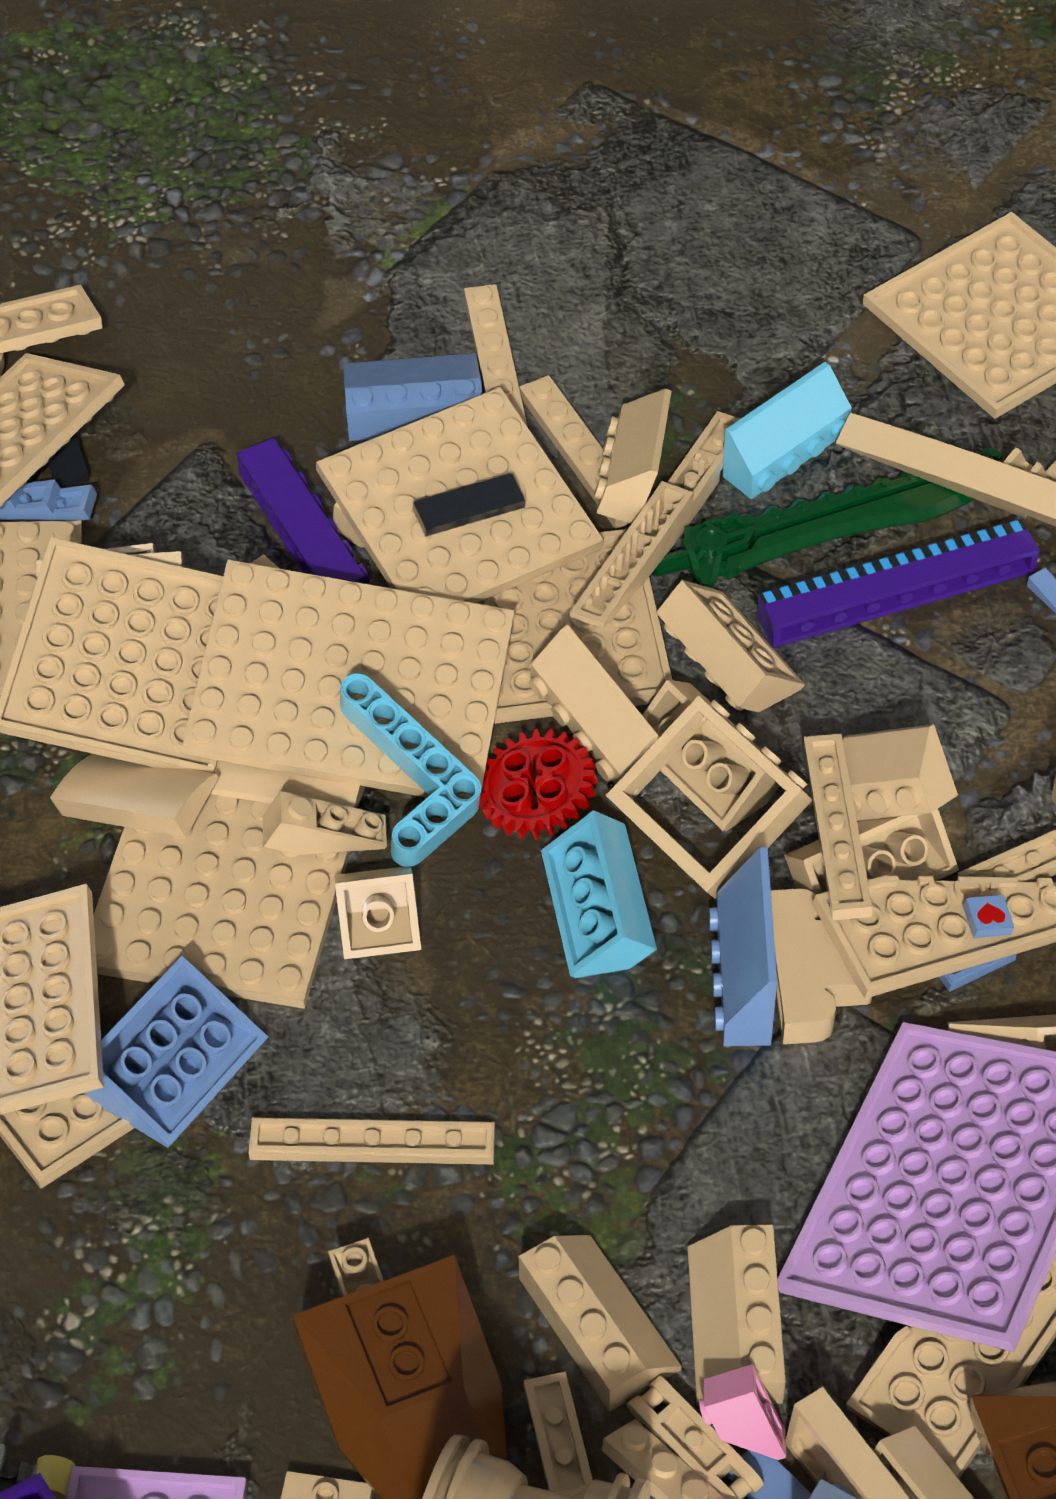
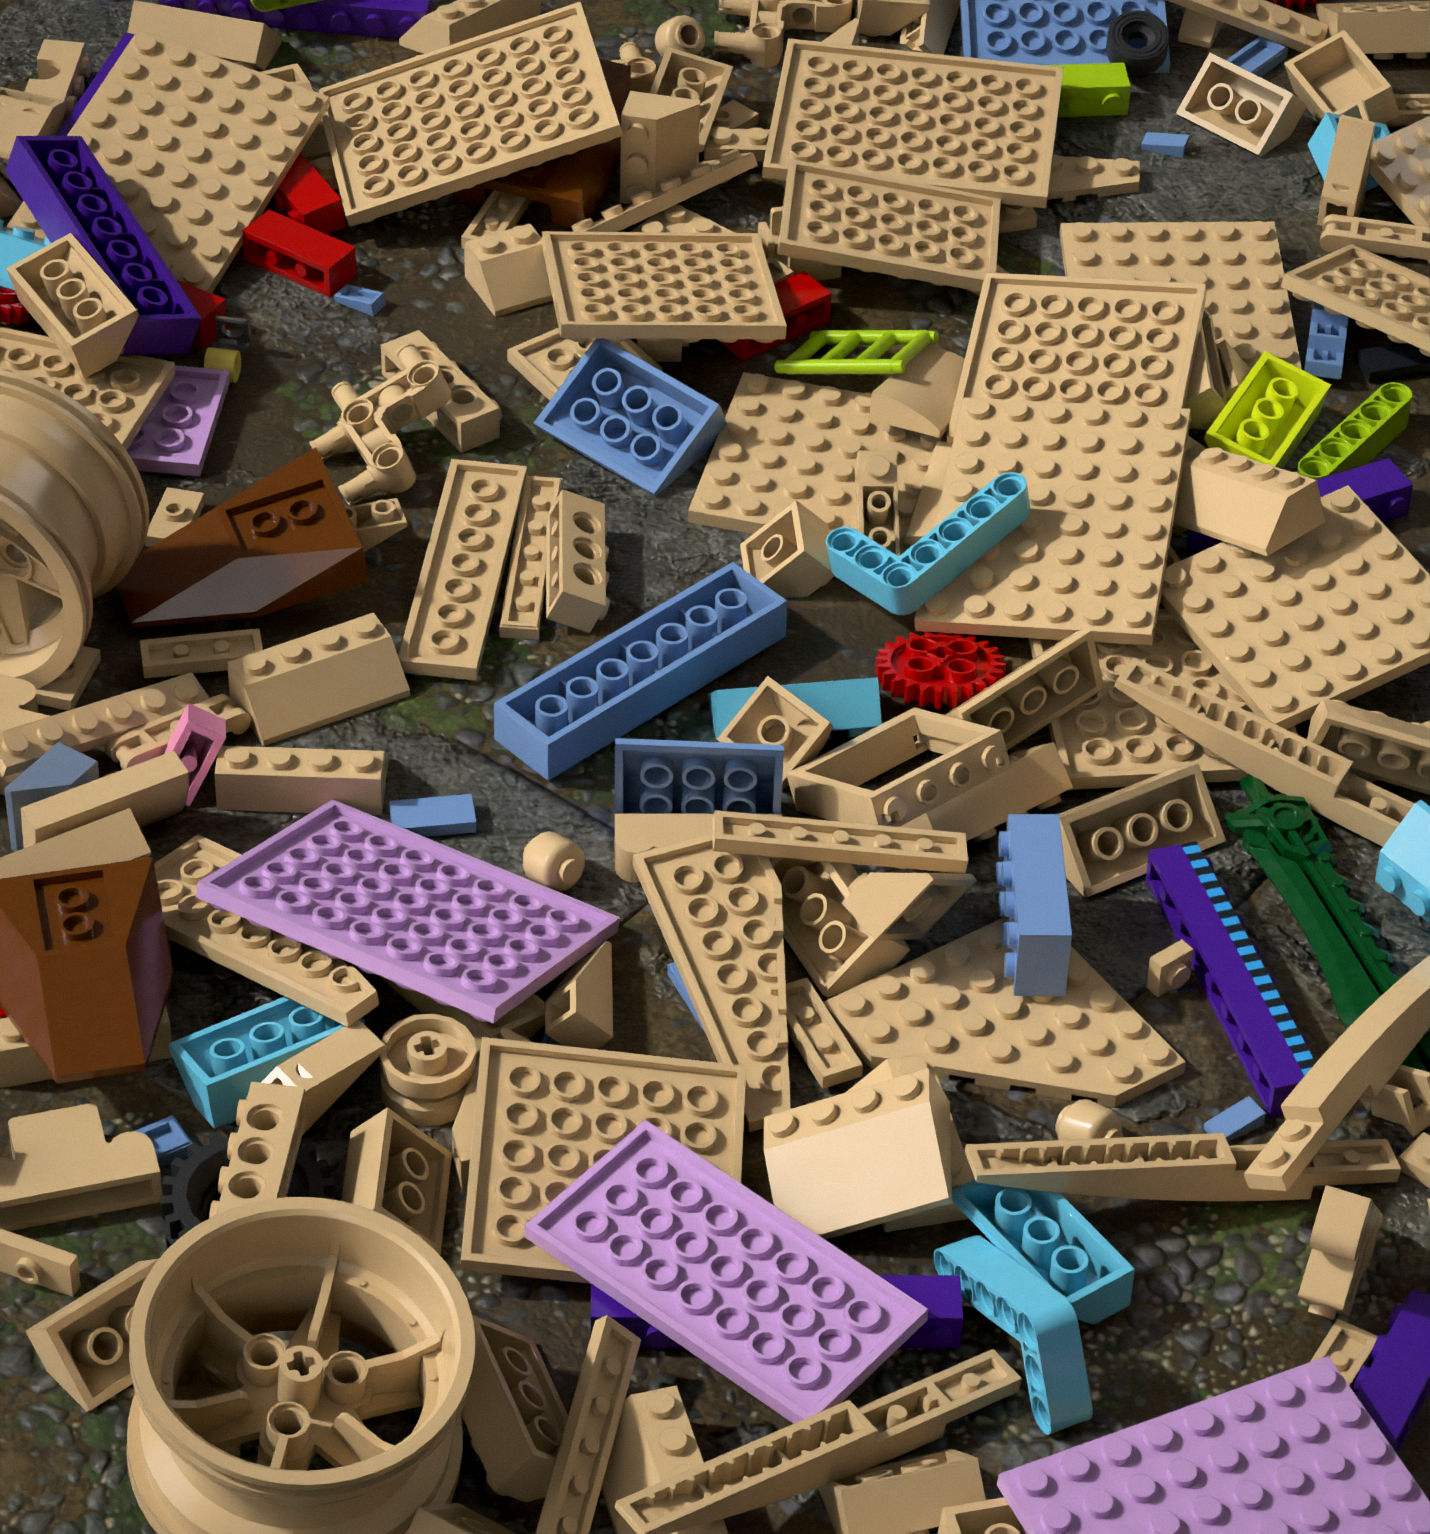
camera: 90 degrees right, 10 degrees down
(43, 829) = (866, 362): none -> lime bar
(99, 1263) = (469, 415): none -> tan brick
(168, 1279) = (375, 418): none -> tan pin
(188, 527) = (1269, 412): none -> neon yellow slope
(197, 485) = (1360, 434): none -> lime beam
(351, 525) = (1246, 501): none -> tan slope
(400, 1088) = (576, 561): none -> tan brick
(401, 1197) = (462, 570): none -> tan plate
(468, 504) = (1295, 598): black tile -> none
(570, 1020) = (639, 670): none -> medium blue brick
(665, 895) = (779, 719): none -> tan slope
(776, 1195) = (435, 815): none -> medium blue tile
(839, 1080) = (553, 861): none -> tan head
(879, 689) = (1034, 905): none -> medium blue brick
(896, 622) = (1169, 968): none -> tan plate
(988, 916) = (725, 965): medium blue tile -> none
(989, 721) = (977, 1029): none -> tan plate

